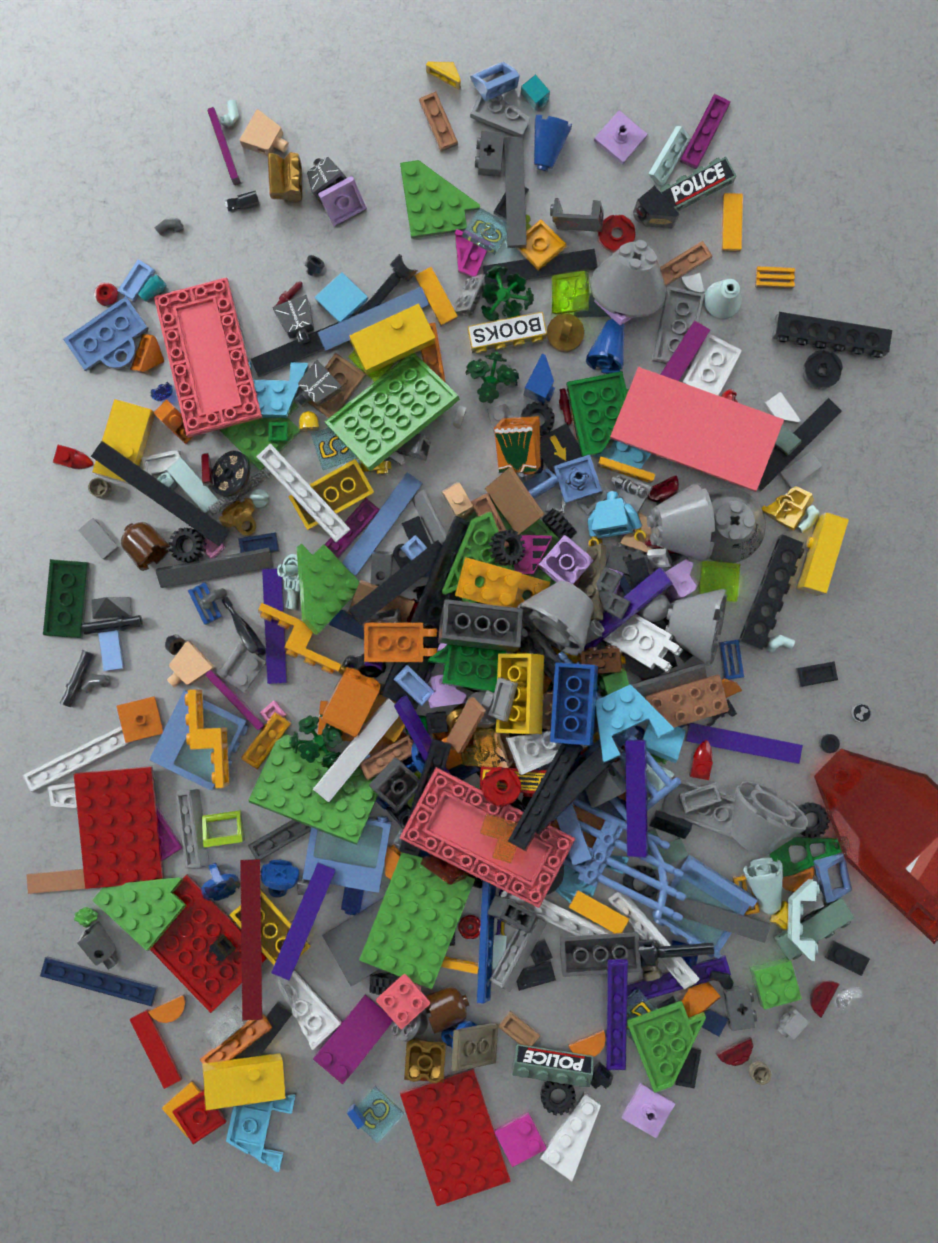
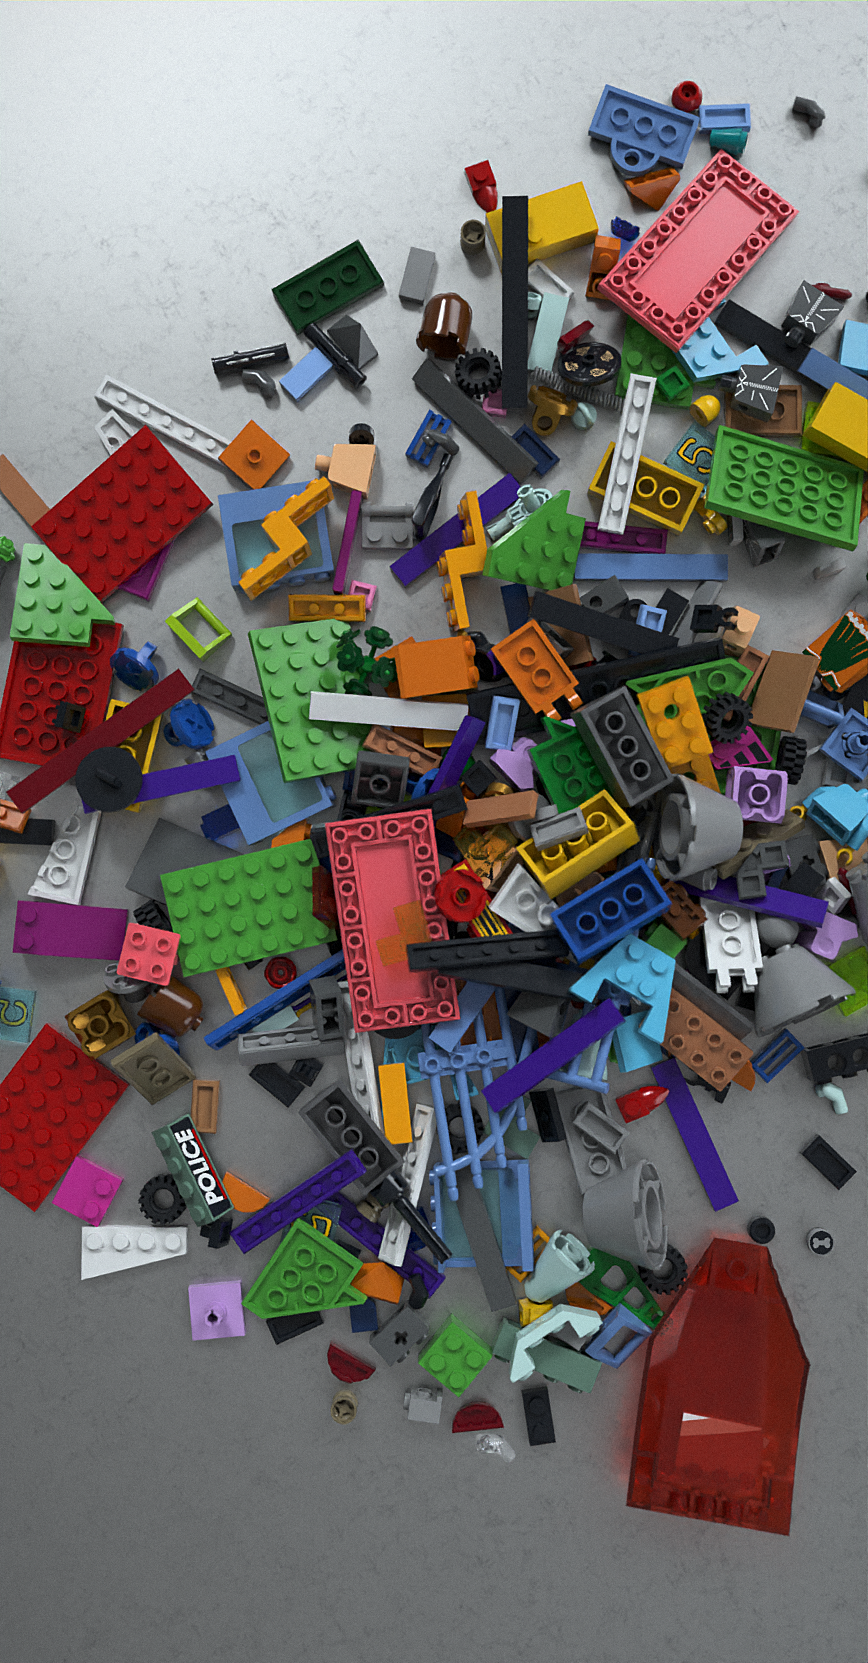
camera: 55 degrees right, 0 degrees up
(191, 828) = (183, 588): light grey slope -> none
(279, 951) = (109, 779): none -> black shield
(438, 514) = (711, 617): none -> black plate

